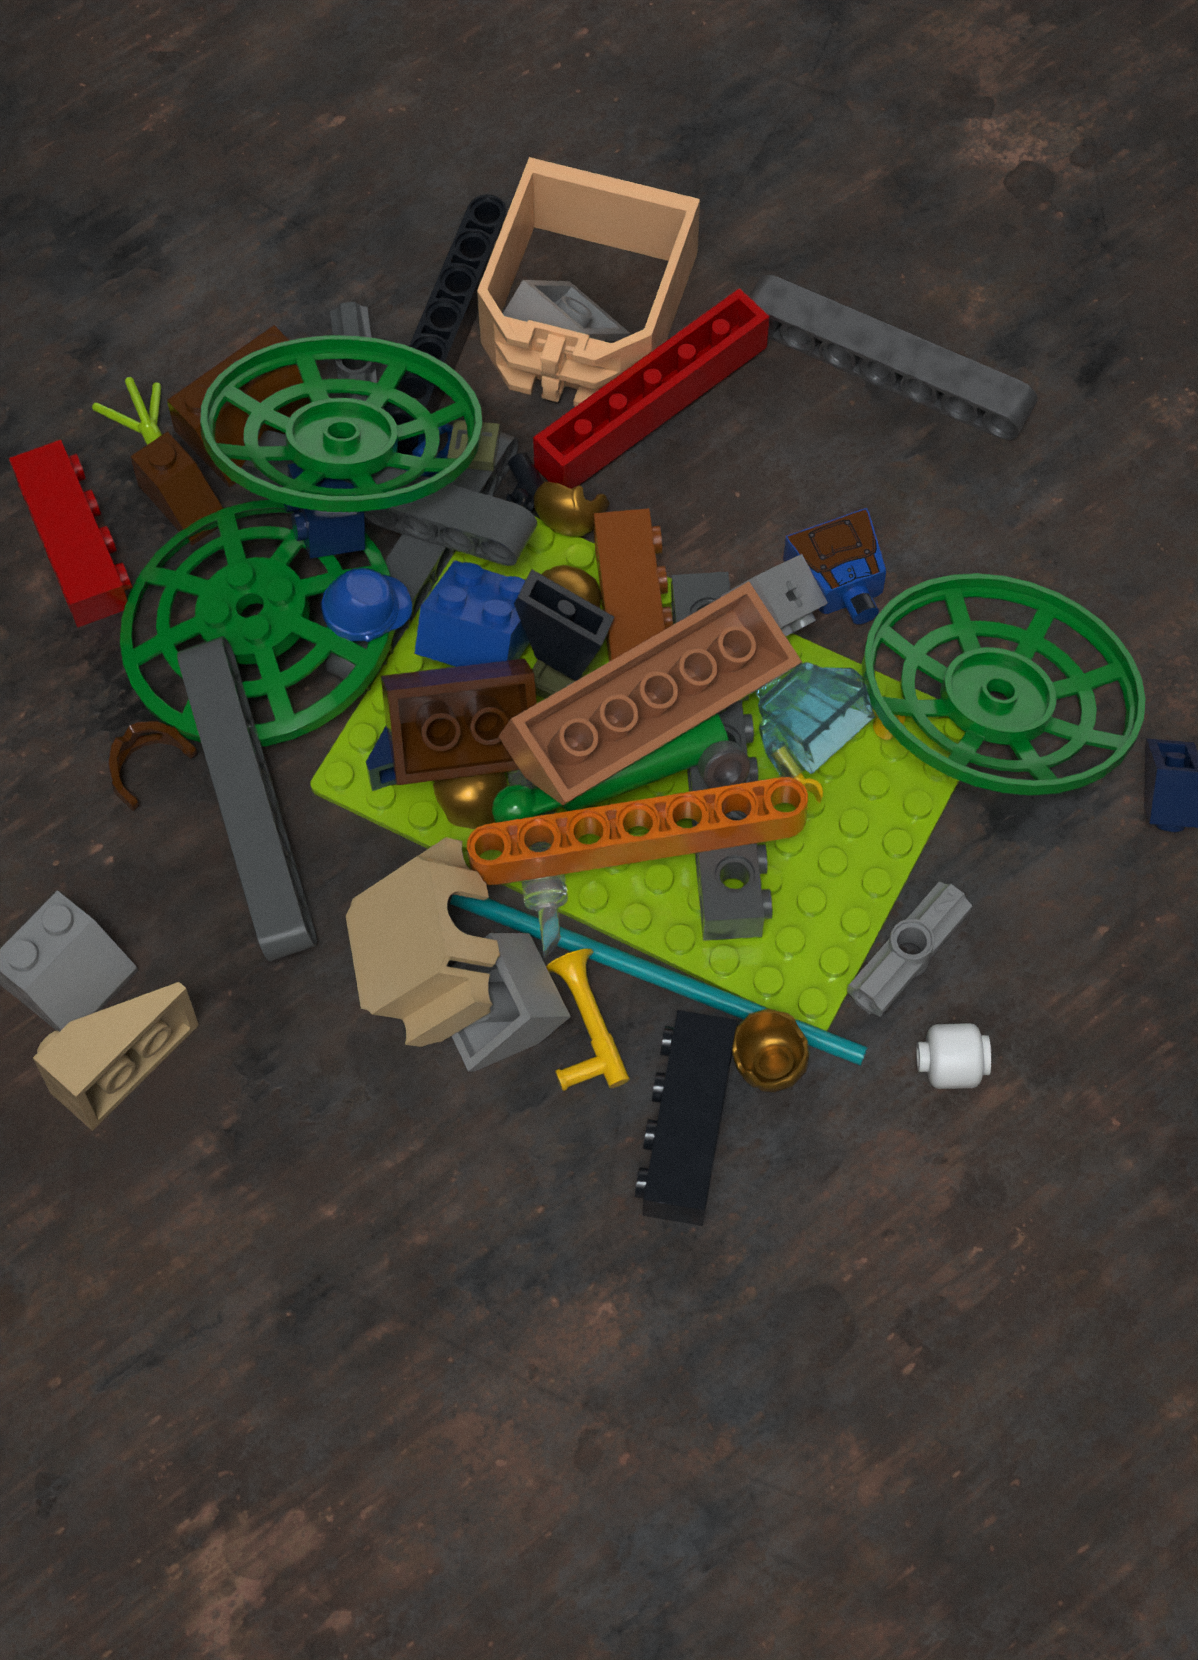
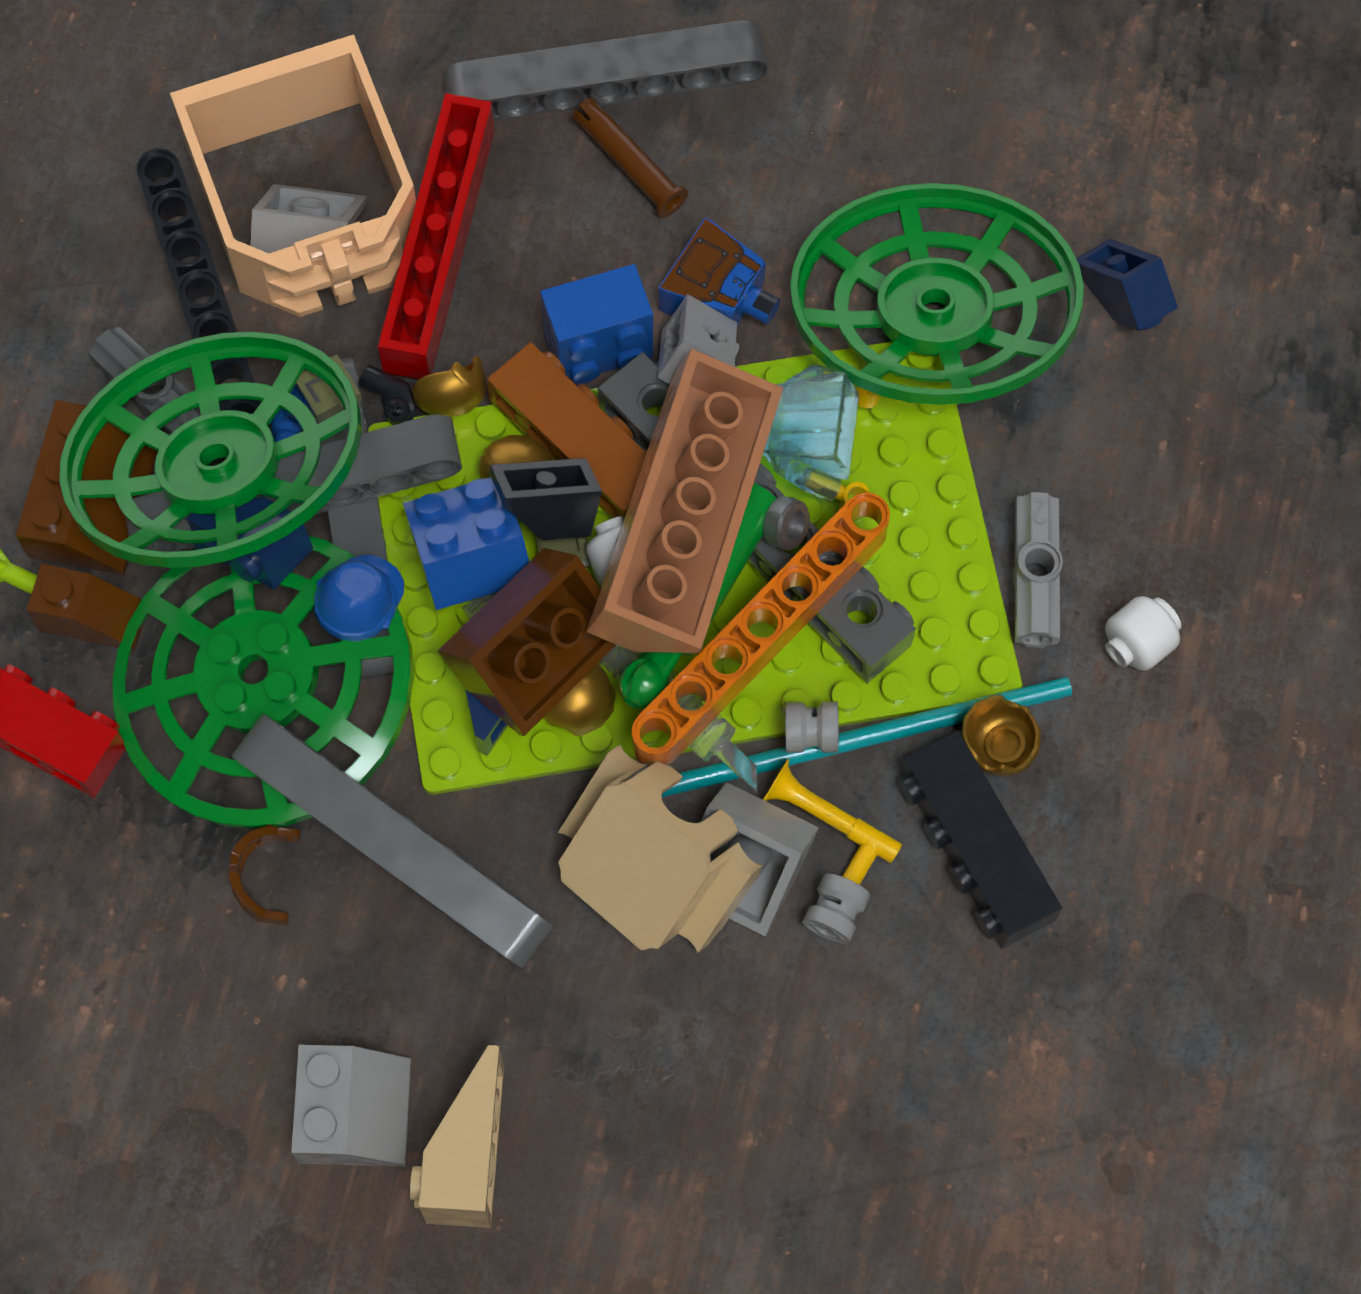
camera: 40 degrees left, 5 degrees up
(535, 1087) = (836, 908): none -> light grey wheel
(626, 937) = (812, 727): none -> light grey wheel
(714, 529) = (598, 323): none -> blue brick
(853, 433) = (630, 158): none -> reddish brown pin

